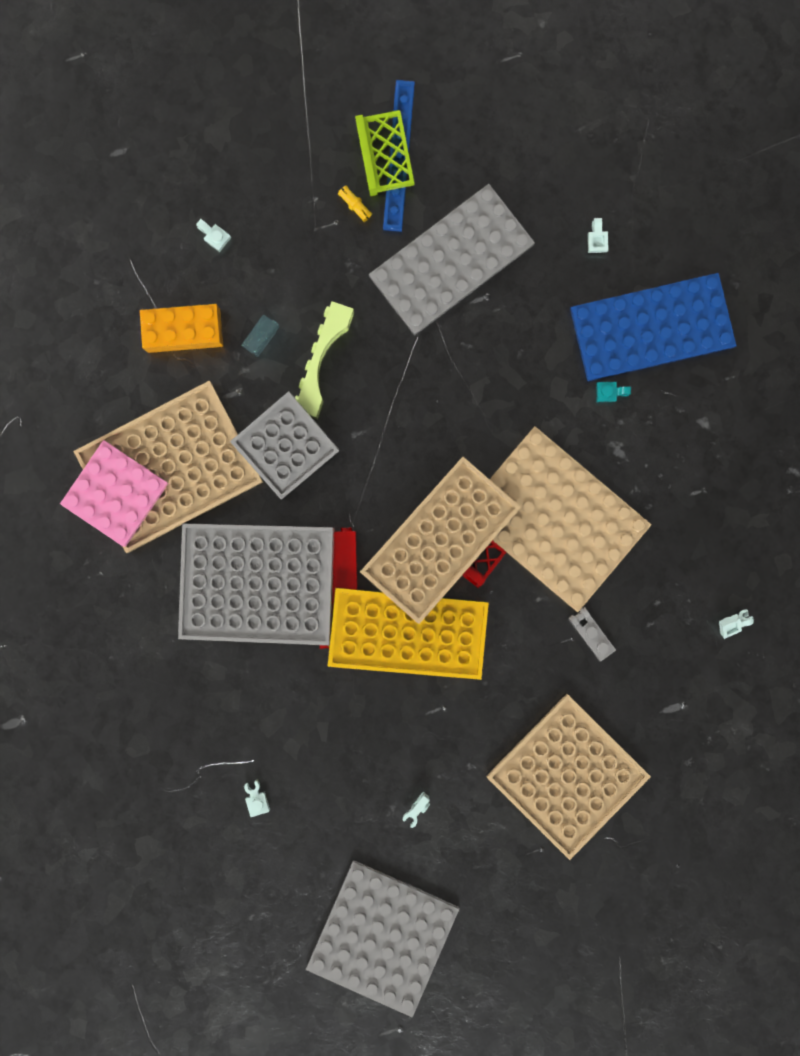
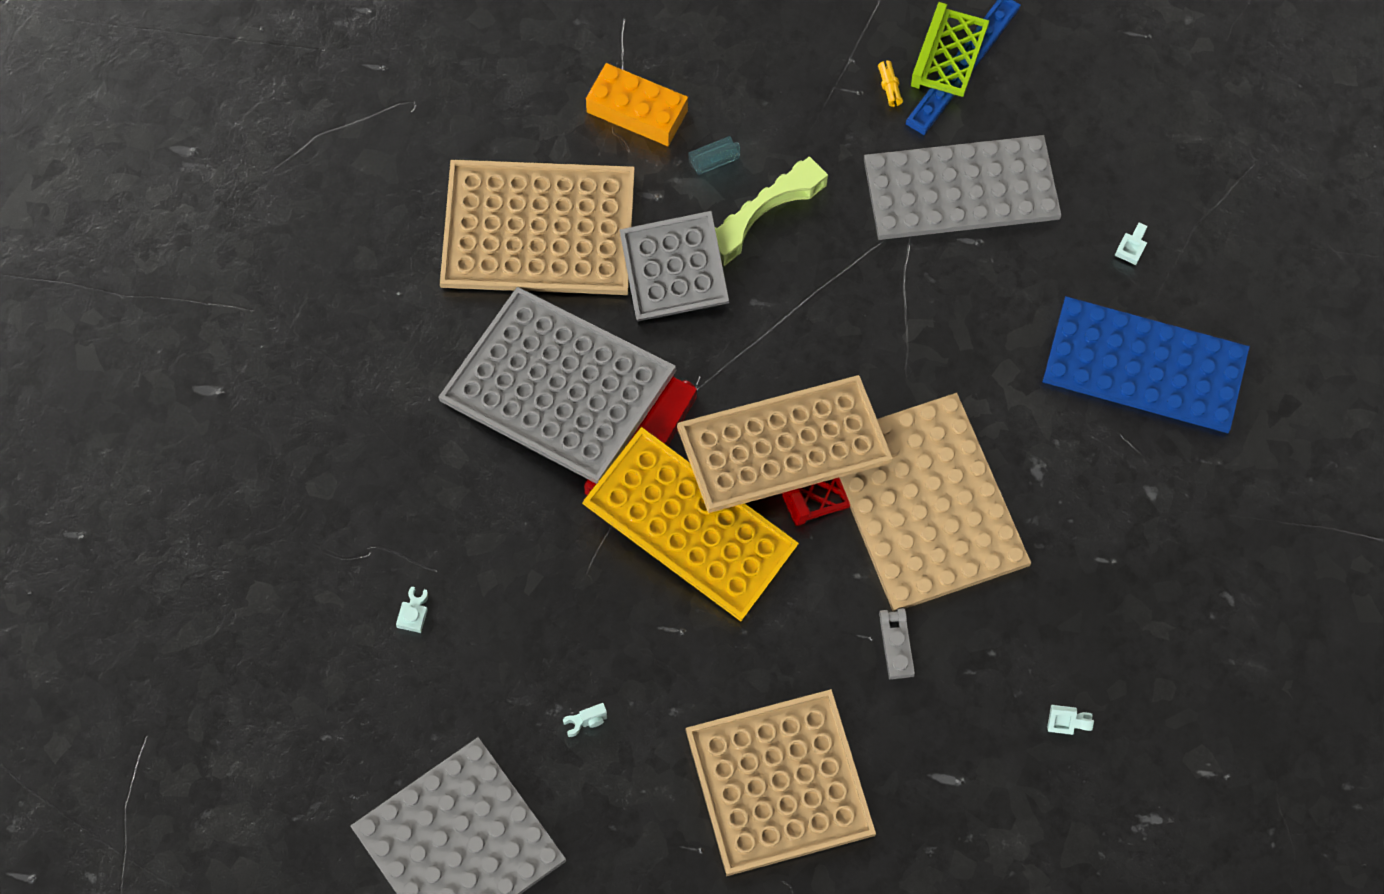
camera: 30 degrees right, 20 degrees down
(114, 493) = (466, 219): bright pink plate -> none
(214, 236) = (725, 41): light aqua plate -> none
(608, 391) = (1060, 402): teal plate -> none

